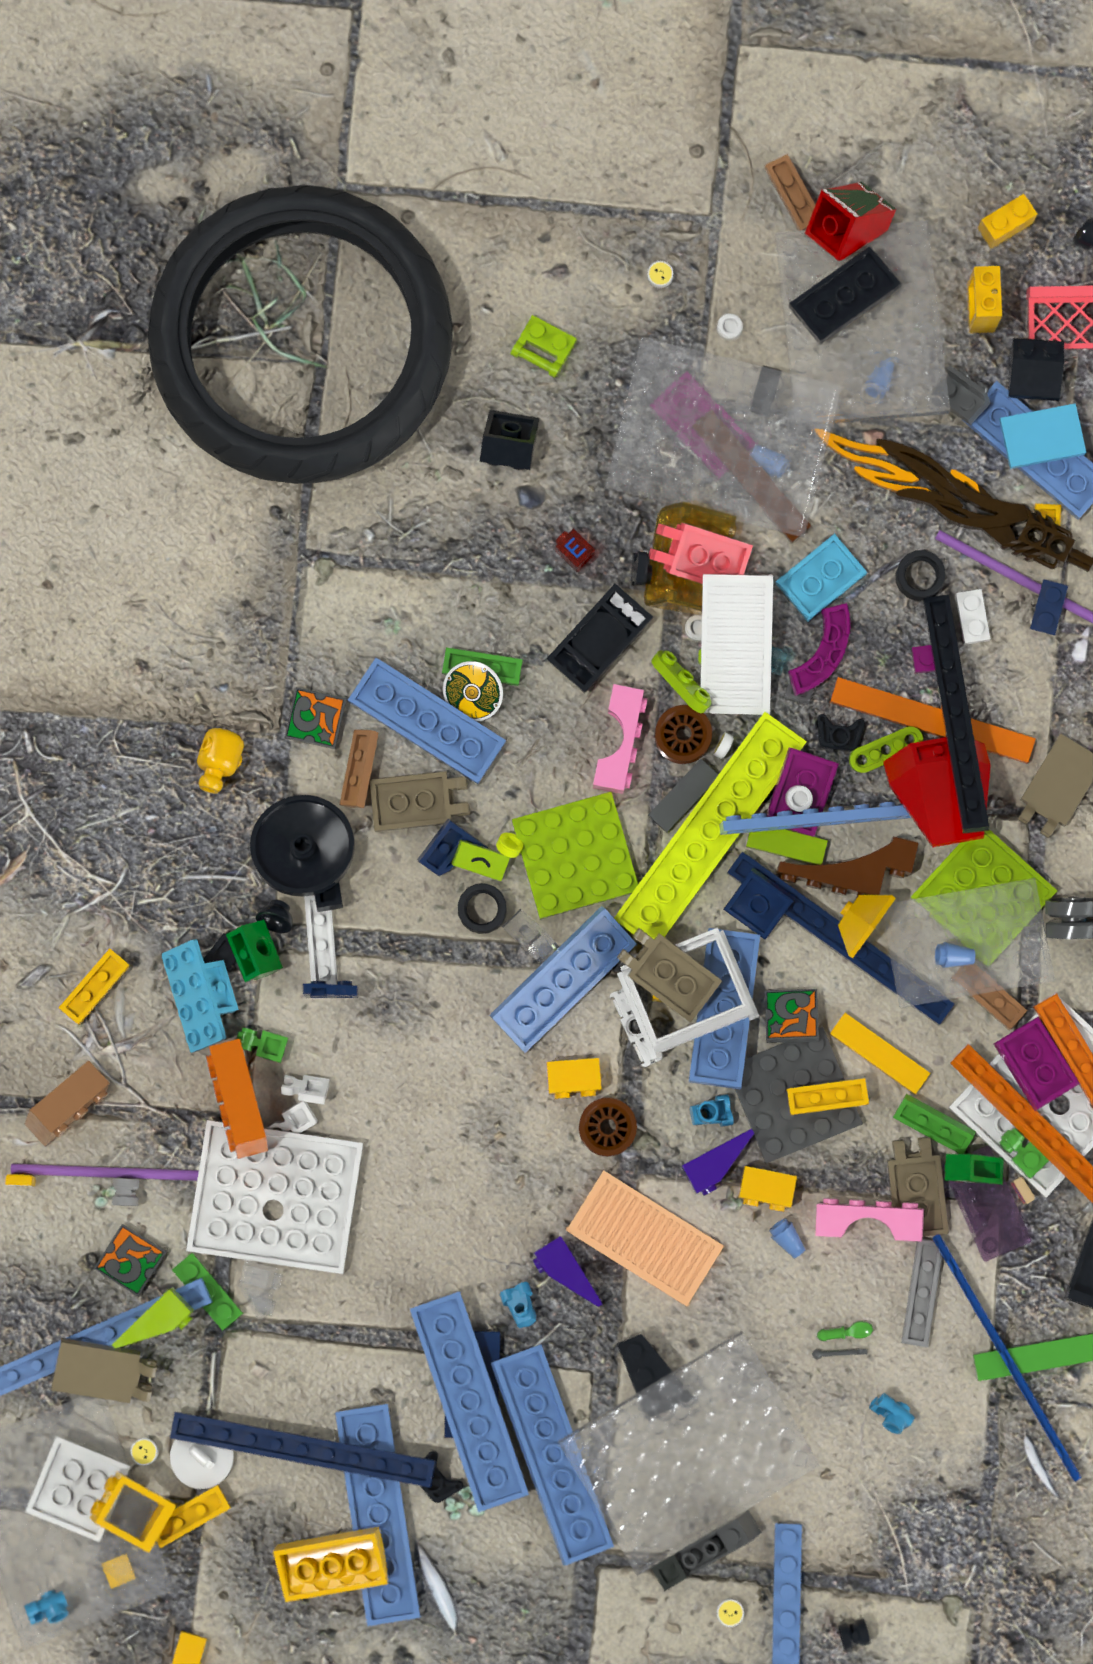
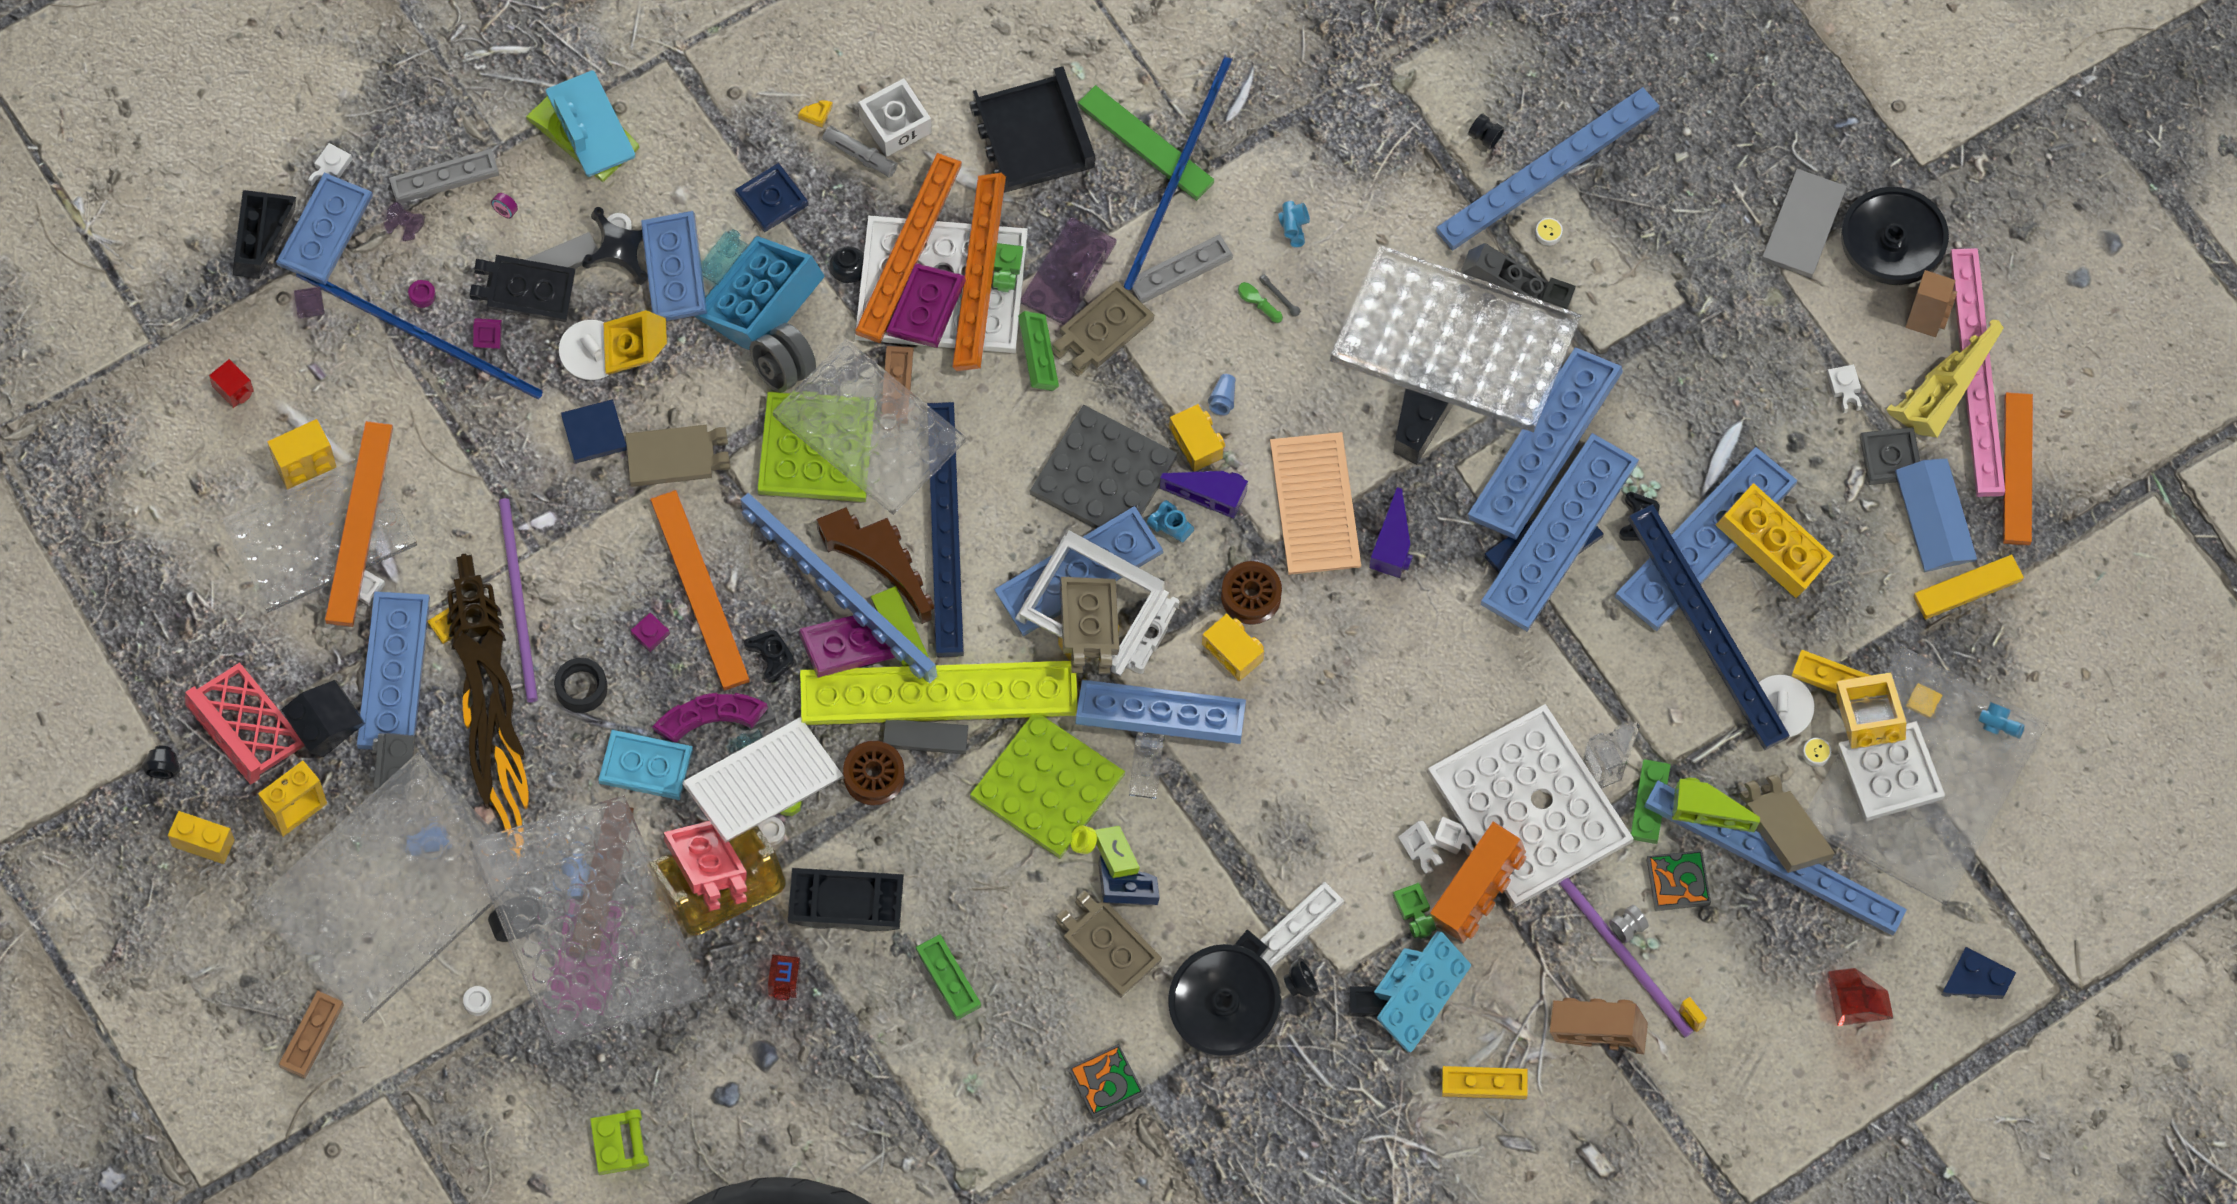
camera: 130 degrees left, 15 degrees down
(219, 758) = (1206, 1130): yellow piece -> none
(254, 951) = (1345, 971): green brick -> none
(320, 989) = (1323, 876): dark blue wing -> none
(359, 768) = (1120, 1009): medium nougat plate -> none
(426, 720) = (1032, 987): medium blue plate -> none
(473, 690) = (976, 966): shield -> none
(479, 889) = (1155, 842): black tyre -> none
(509, 440) = (728, 1104): black slope -> none
(518, 1300) = (1448, 559): dark azure plate -> none
(613, 771) = (950, 803): bright pink arch -> none
(641, 571) = (762, 907): black piece -> none
(660, 274) = (474, 1093): light yellow tile -> none
(681, 681) = (830, 804): lime plate -> none
(723, 745) = (857, 733): white tile -> none
(759, 903) = (969, 607): dark blue tile -> none
(791, 1015) = (1041, 517): tile -> none
(798, 798) = (855, 637): white tile -> none
(827, 1096) = (1085, 439): yellow plate -> none
(844, 295) = (378, 912): black plate -> none
(848, 219) = (304, 960): red slope -> none
(861, 919) = (918, 510): yellow slope -> none
(873, 753) = (749, 597): lime plate -> none
(879, 1053) = (1014, 434): yellow tile -> none
(903, 1221) = (1176, 367): bright pink arch -> none
(925, 787) = (757, 527): red wedge -> none
(953, 955) = (892, 422): medium blue cone -> none
(956, 714) = (684, 558): black plate -> none
(972, 616) = (583, 621): white plate -> none
(974, 1169) = (1051, 293): green slope -> none
(1022, 1190) = (1036, 250): tan tile -> none
(1042, 436) = (379, 670): medium azure tile -> none
(1049, 607) = (527, 565): dark blue plate -> none

